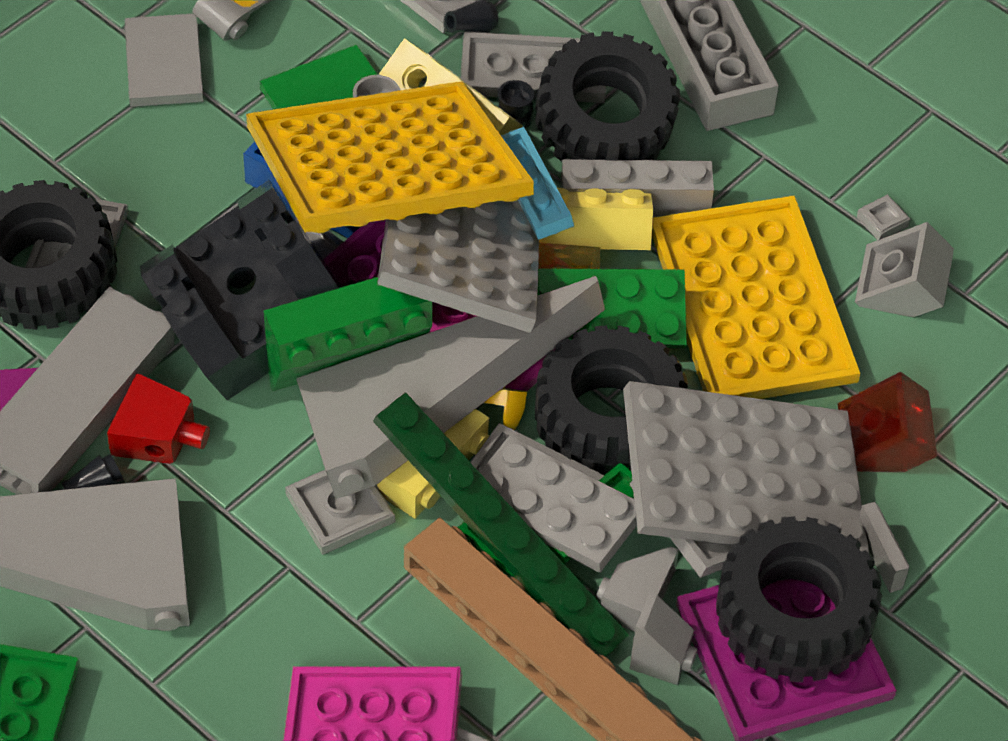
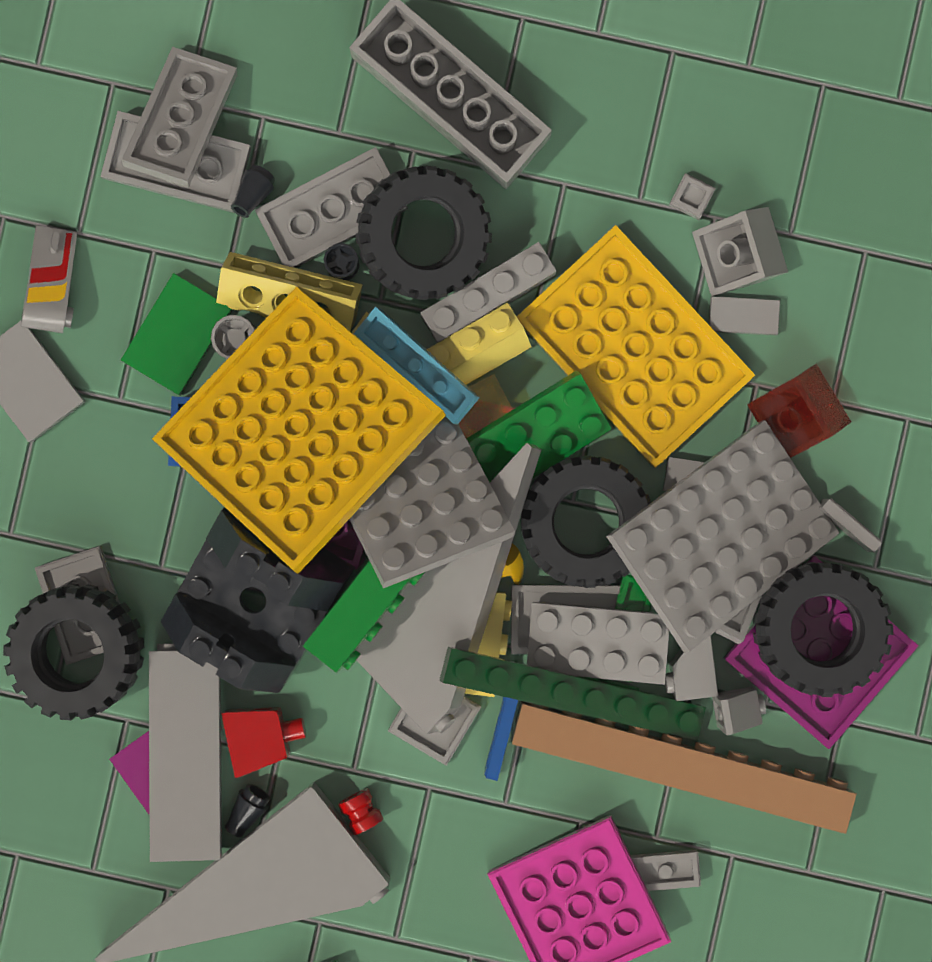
camera: 30 degrees left, 35 degrees up
(206, 538) = (360, 811): none -> red wheel
(389, 551) = (500, 738): none -> blue tile
(879, 330) = (744, 315): none -> light grey tile

